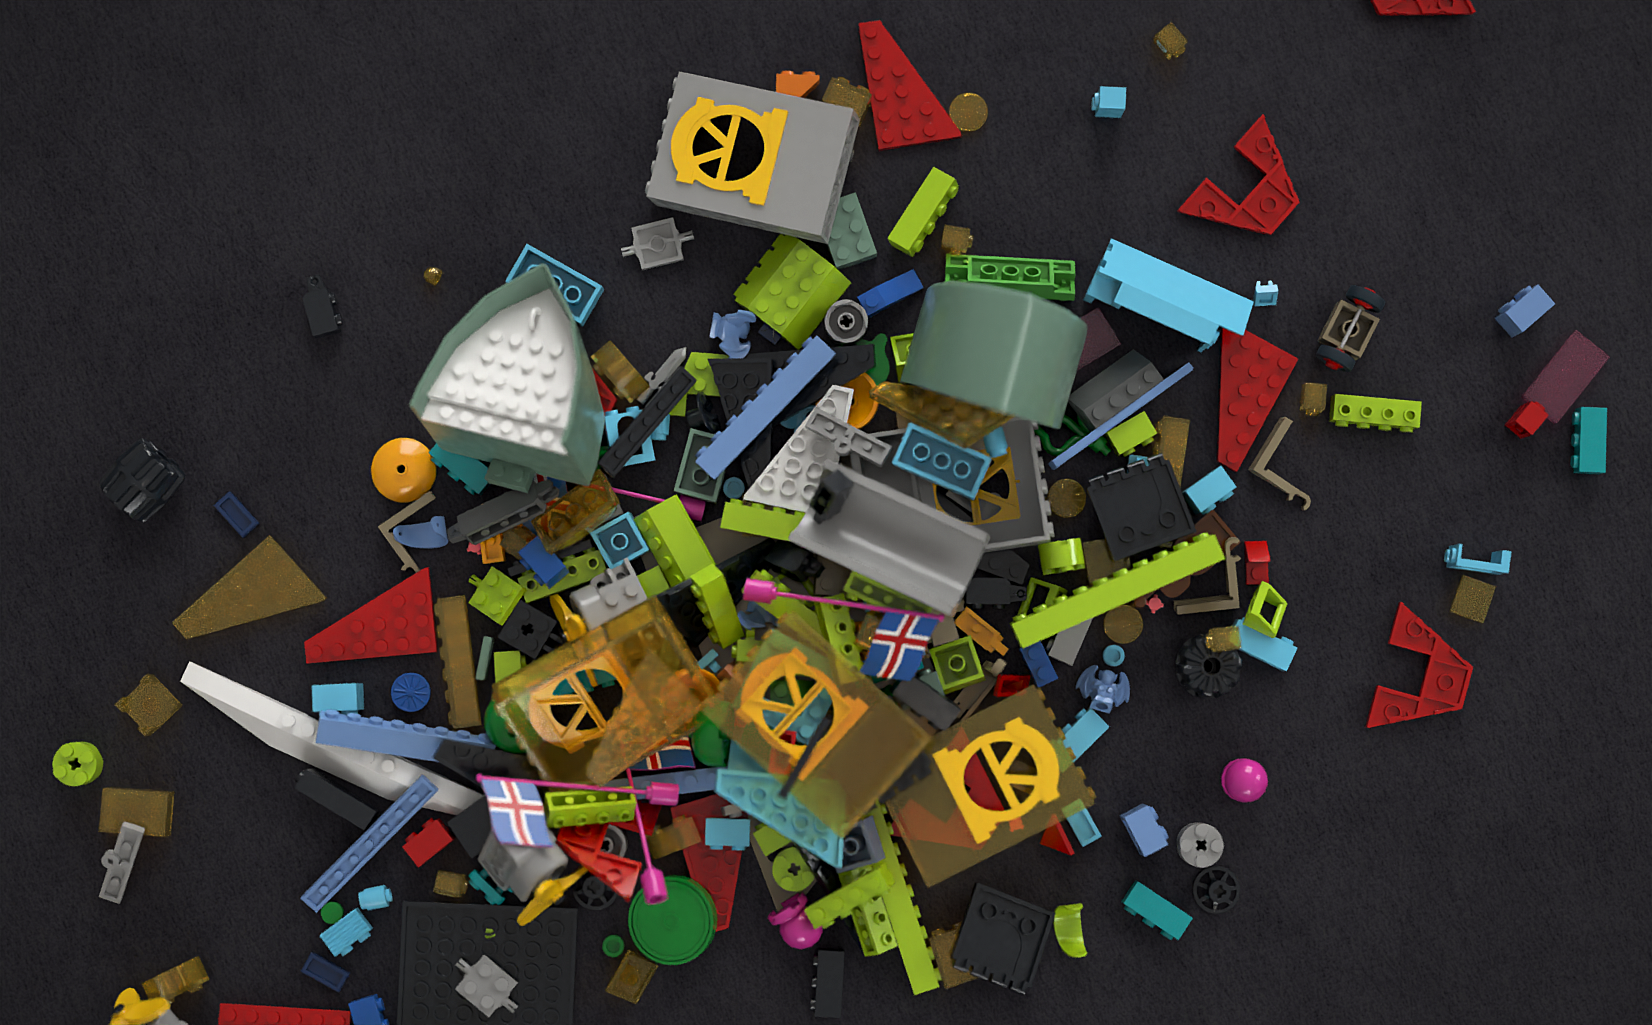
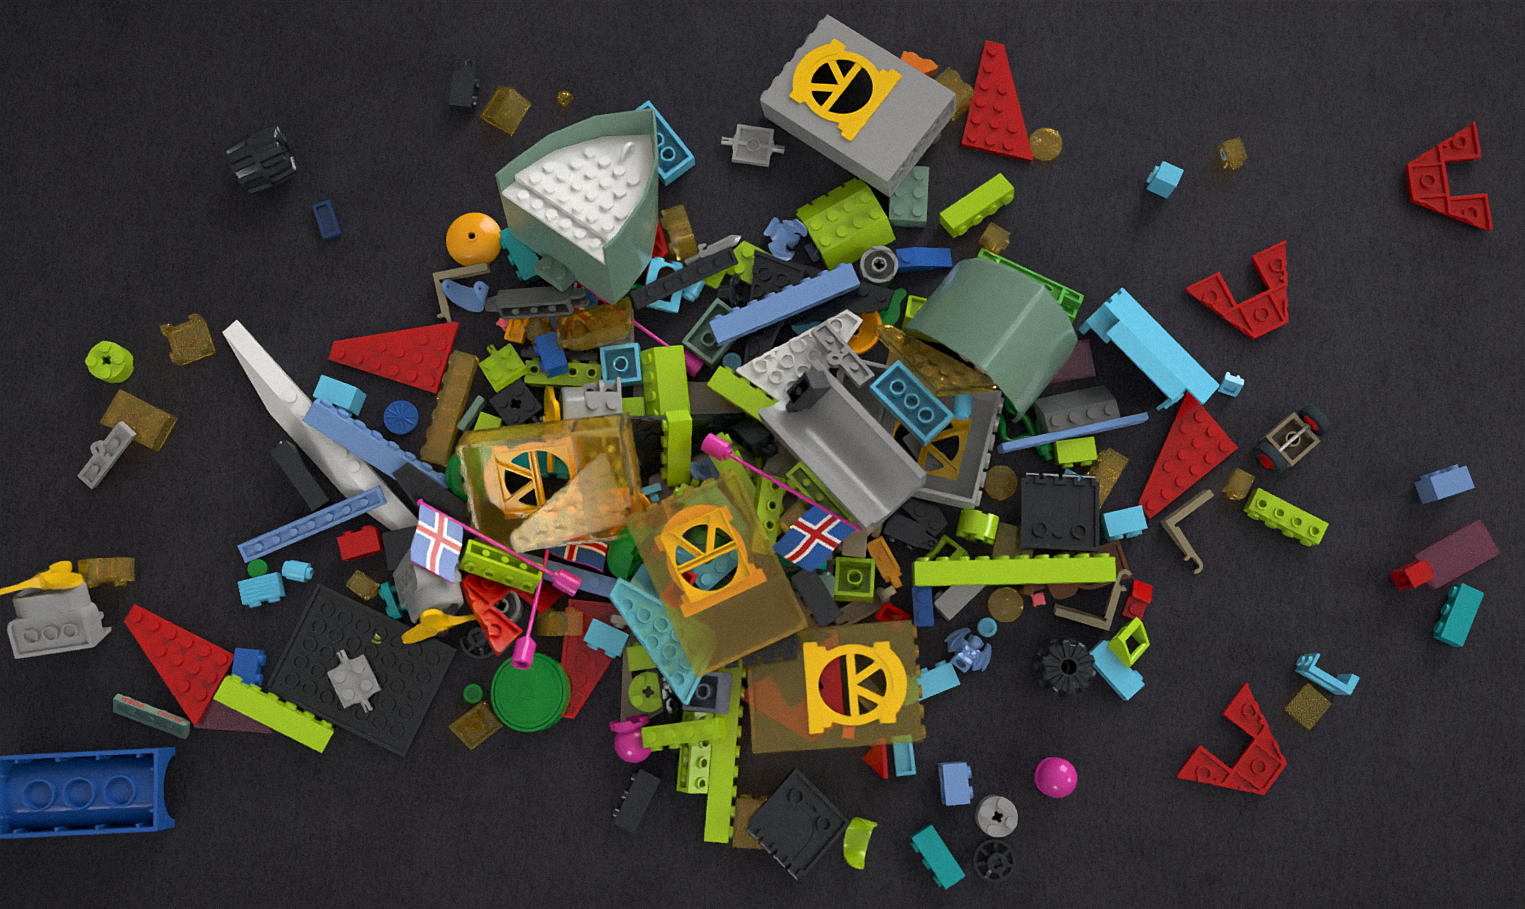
camera: 25 degrees right, 5 degrees down
(256, 588) = (315, 283): clear yellow wing -> none
(325, 971) = (230, 614): dark blue tile -> none
(374, 313) = (505, 109): none -> clear yellow slope
(803, 759) = (693, 596): black bar -> none
(1224, 639) = (1088, 647): clear yellow brick -> none

